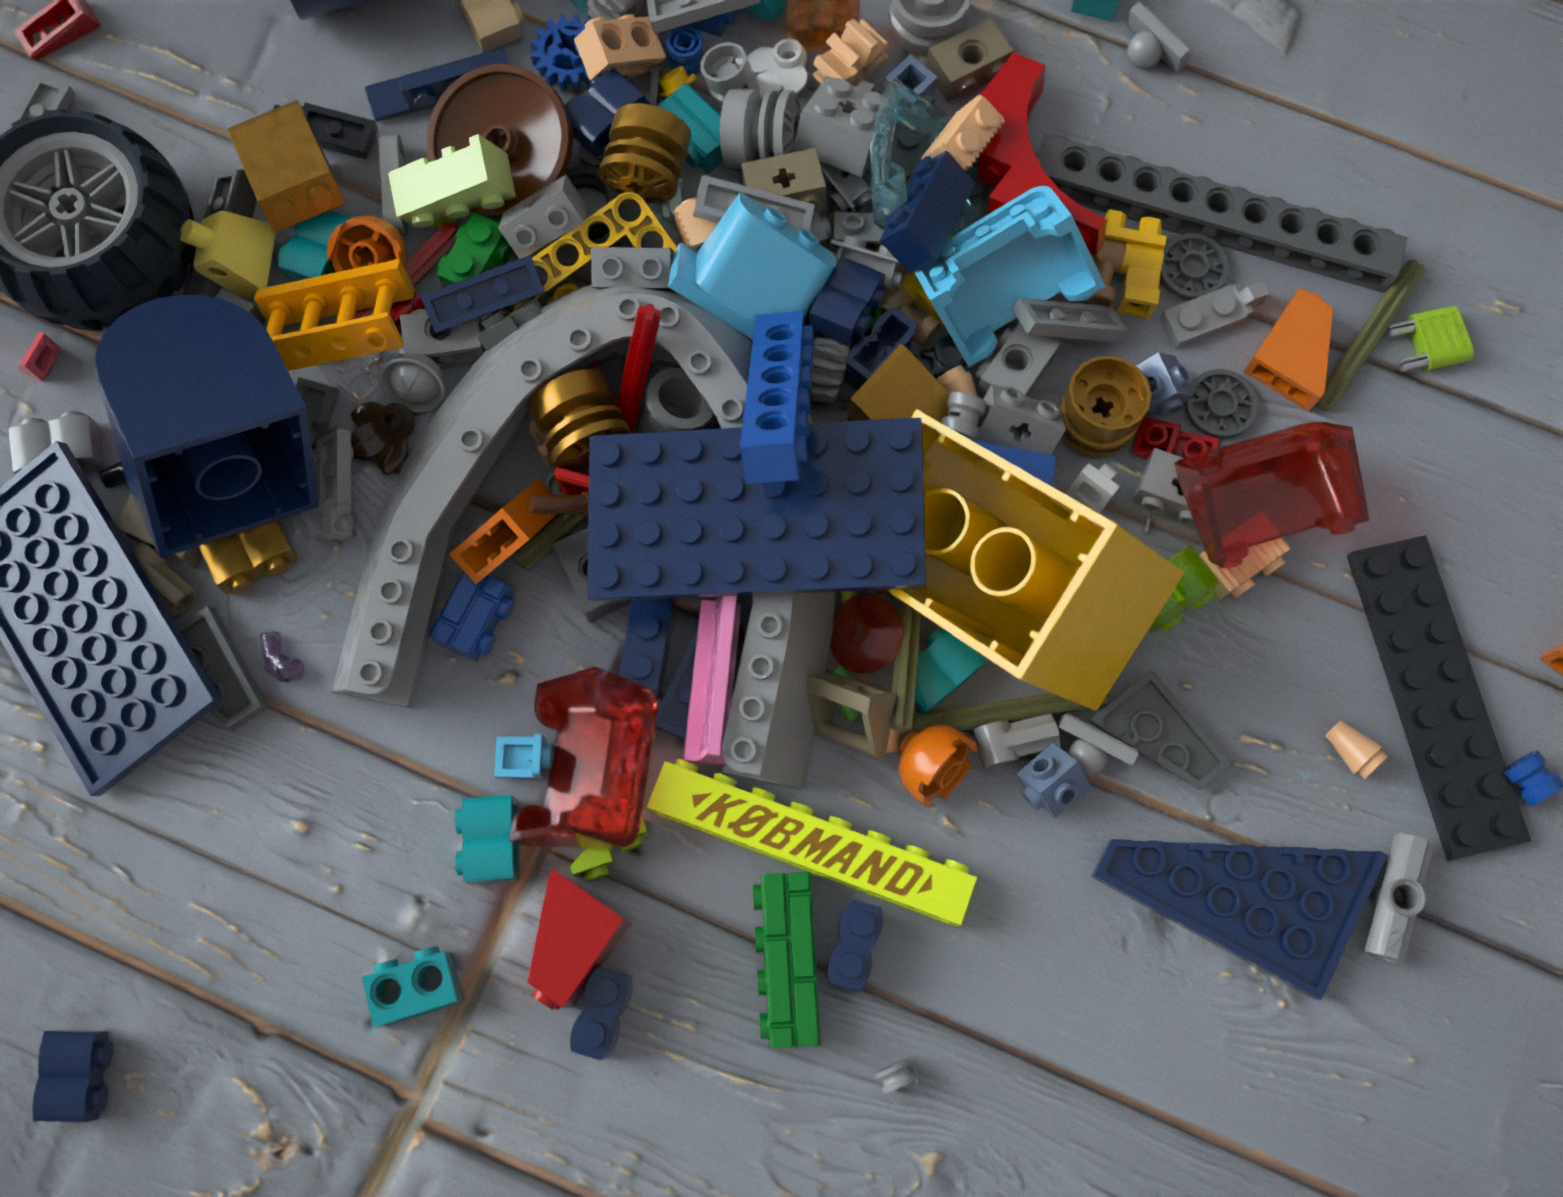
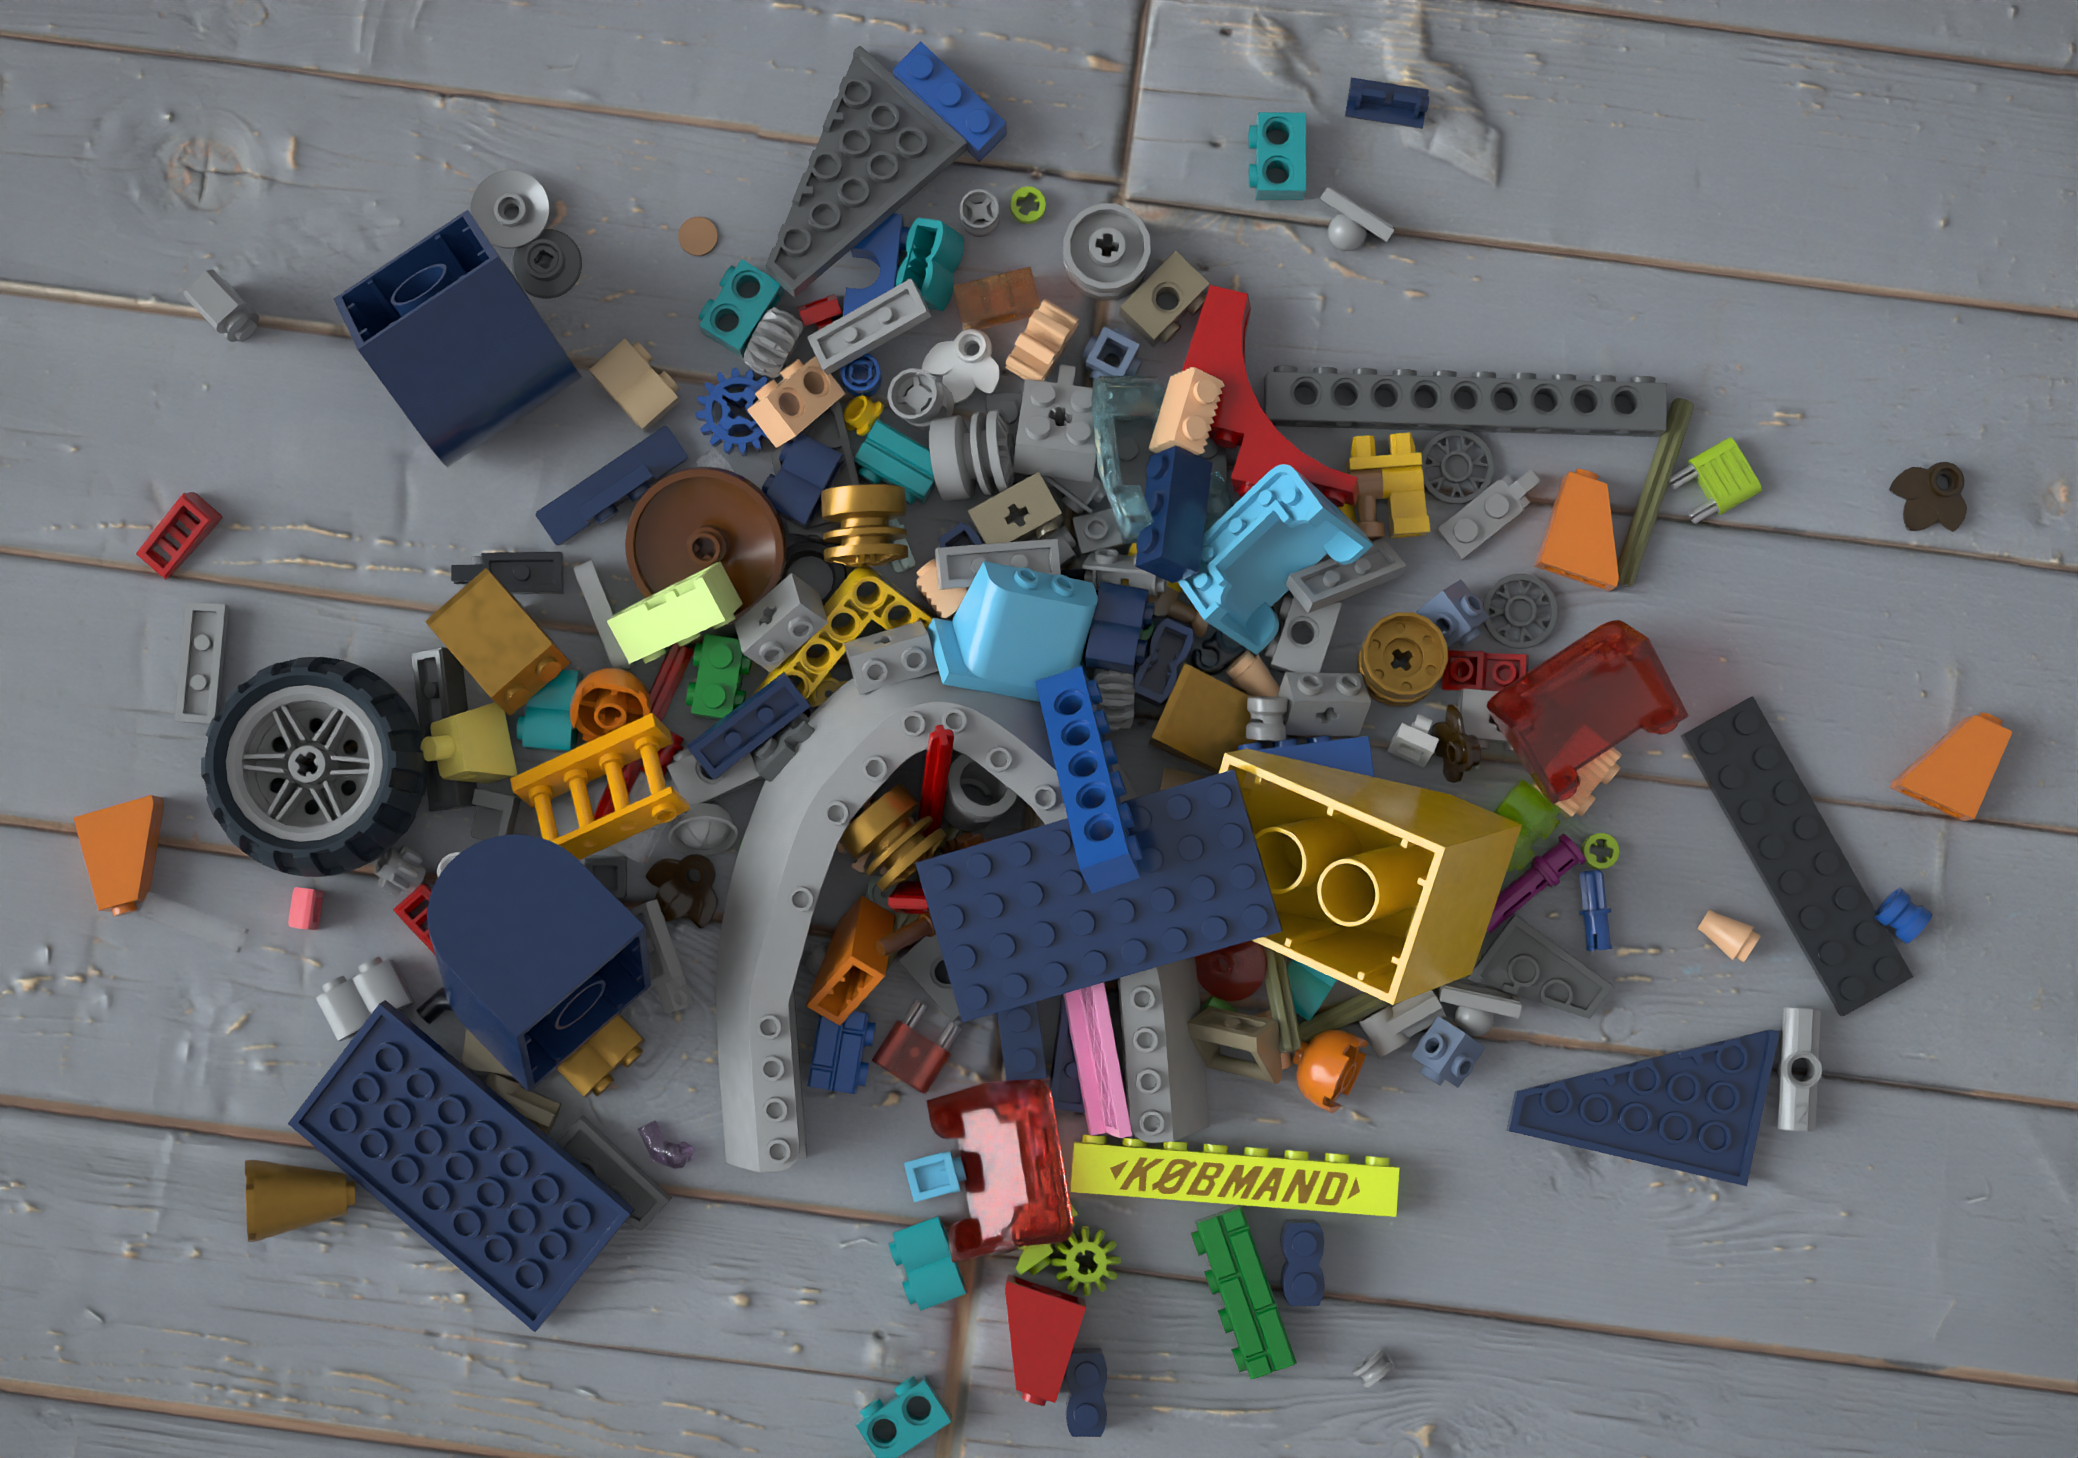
camera: 15 degrees left, 10 degrees up
(540, 641) = (913, 1055): none -> clear red piece
(627, 882) = (1099, 1257): none -> lime gear
(1135, 496) = (1457, 749): none -> dark brown plate
(1188, 640) = (1543, 873): none -> magenta pin
(1229, 690) = (1595, 910): none -> blue axle
(1257, 633) = (1608, 843): none -> lime bush

